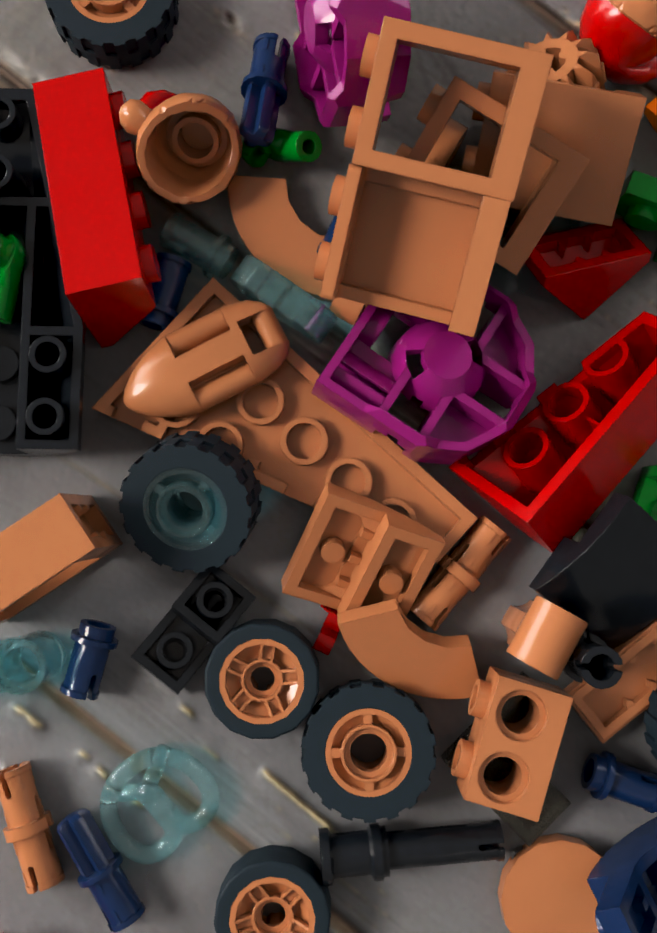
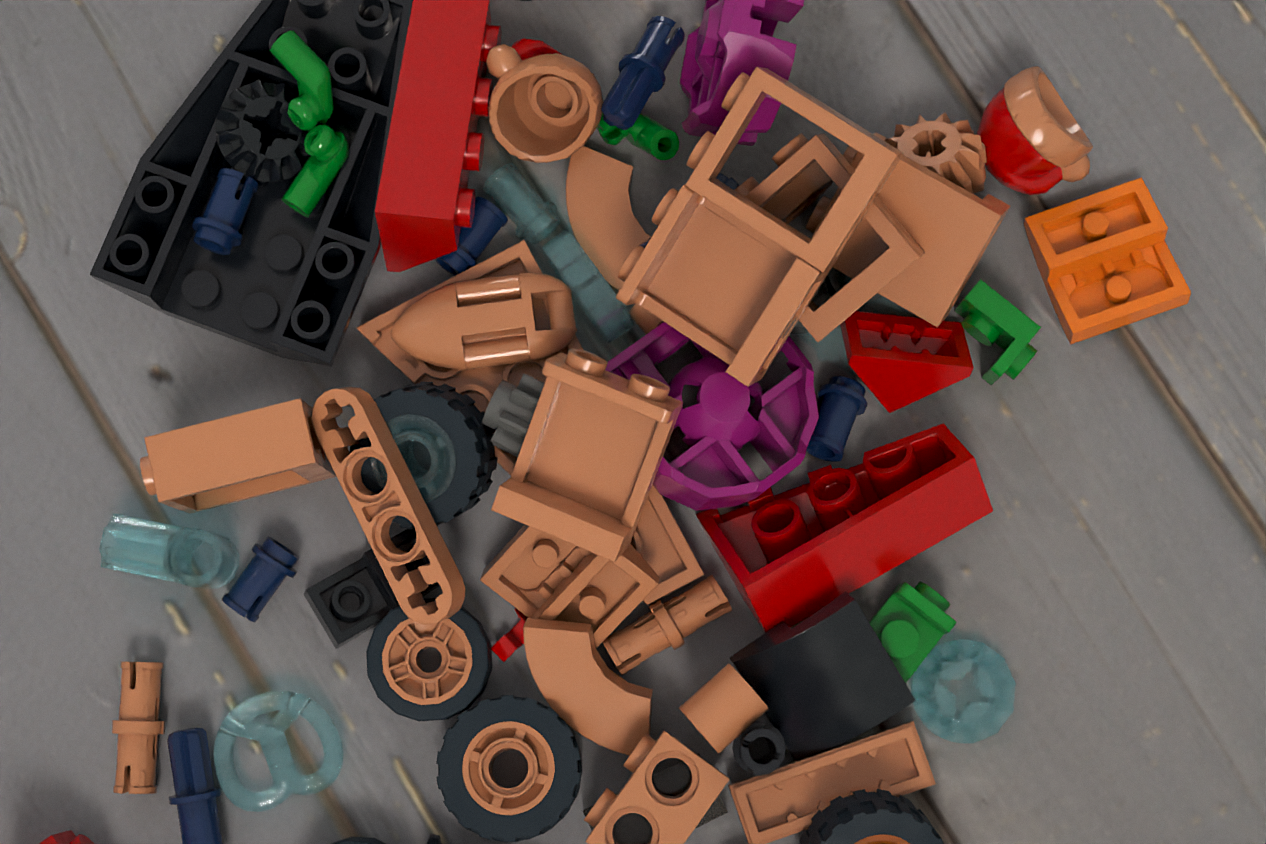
camera: 20 degrees right, 5 degrees down
(169, 567) = (378, 510): none -> nougat beam
(268, 435) = (512, 412): none -> dark grey gear
(346, 451) = (589, 454): none -> nougat panel
(544, 324) = (840, 404): none -> dark blue pin

